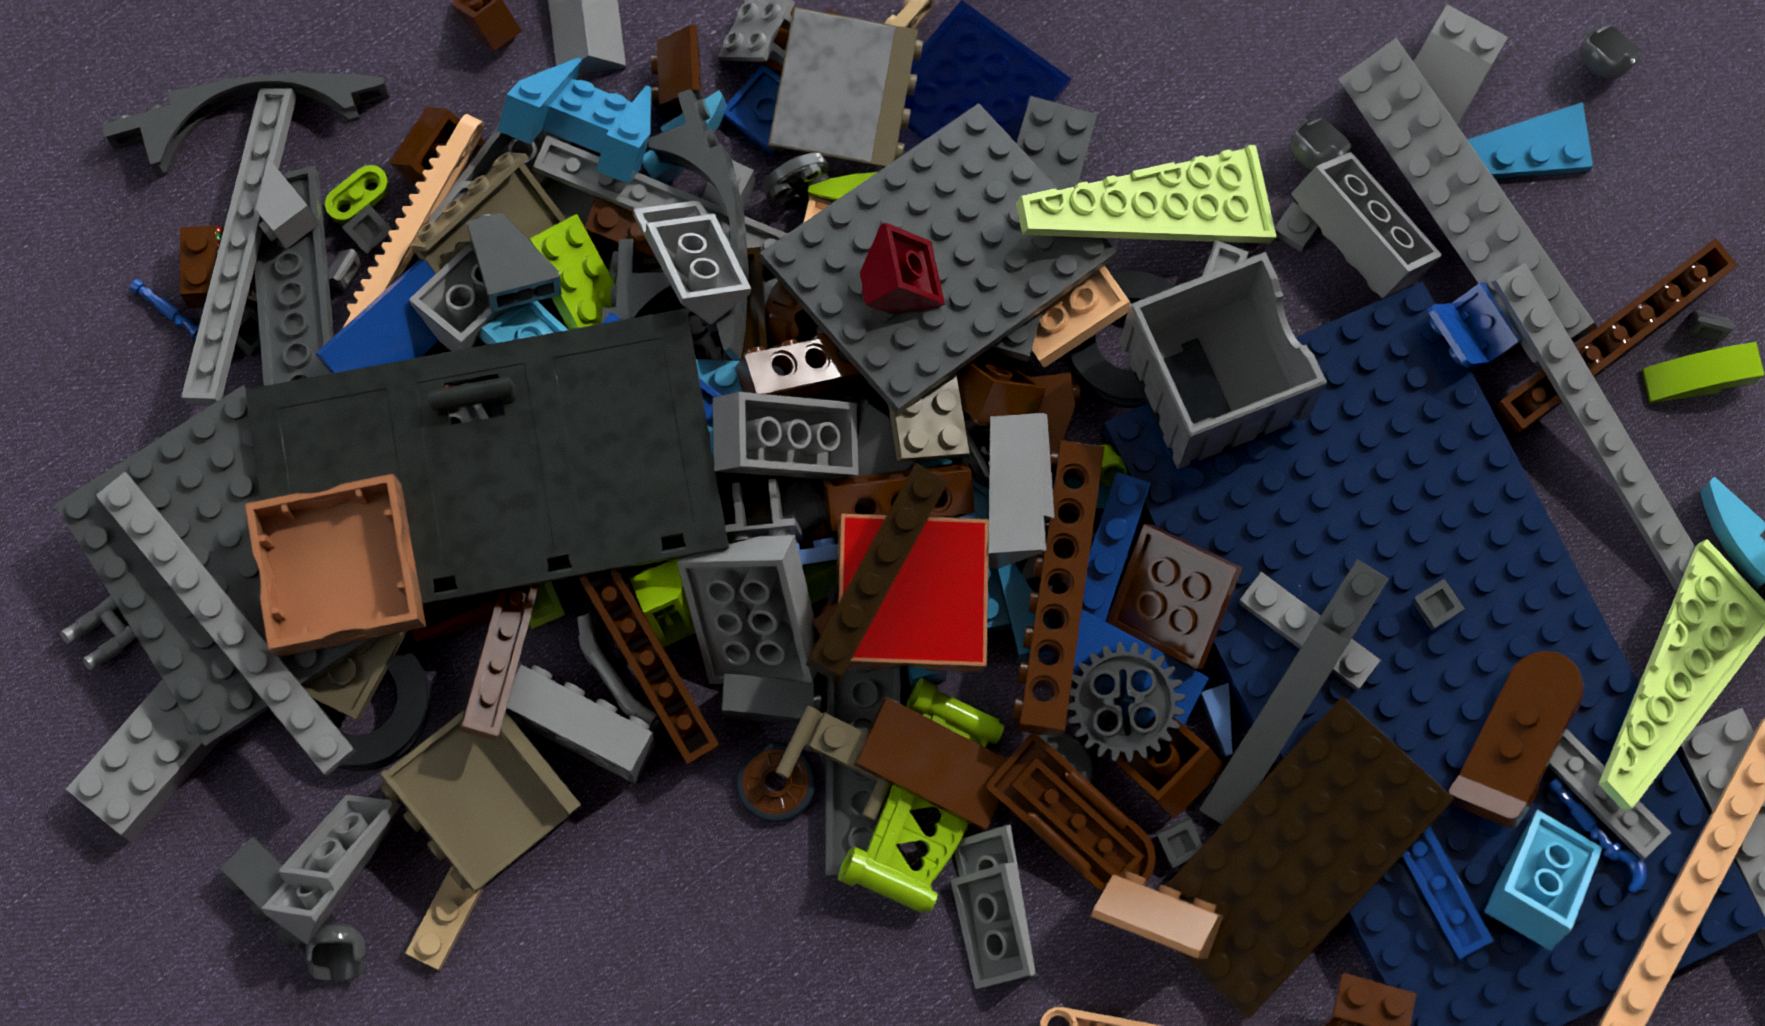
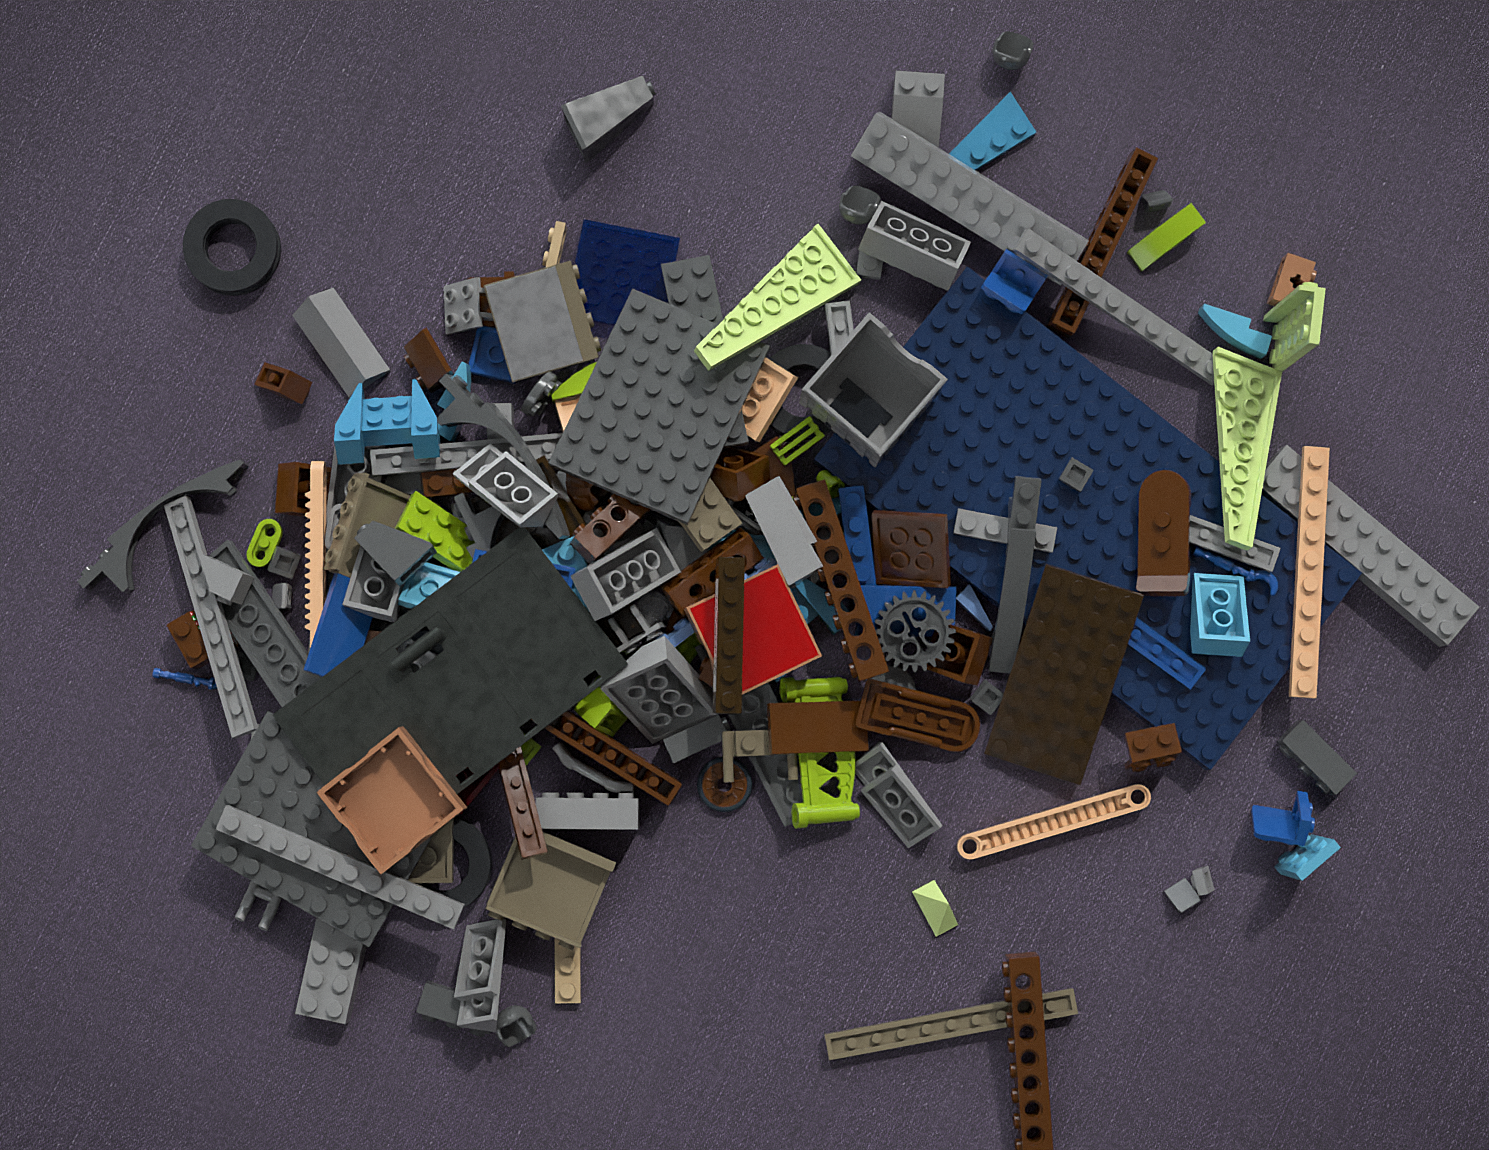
camera: 30 degrees left, 10 degrees up
(900, 272) = (645, 434): dark red slope -> none
(1089, 377) = (813, 428): none -> lime tile
(1159, 914) = (998, 753): medium nougat slope -> none

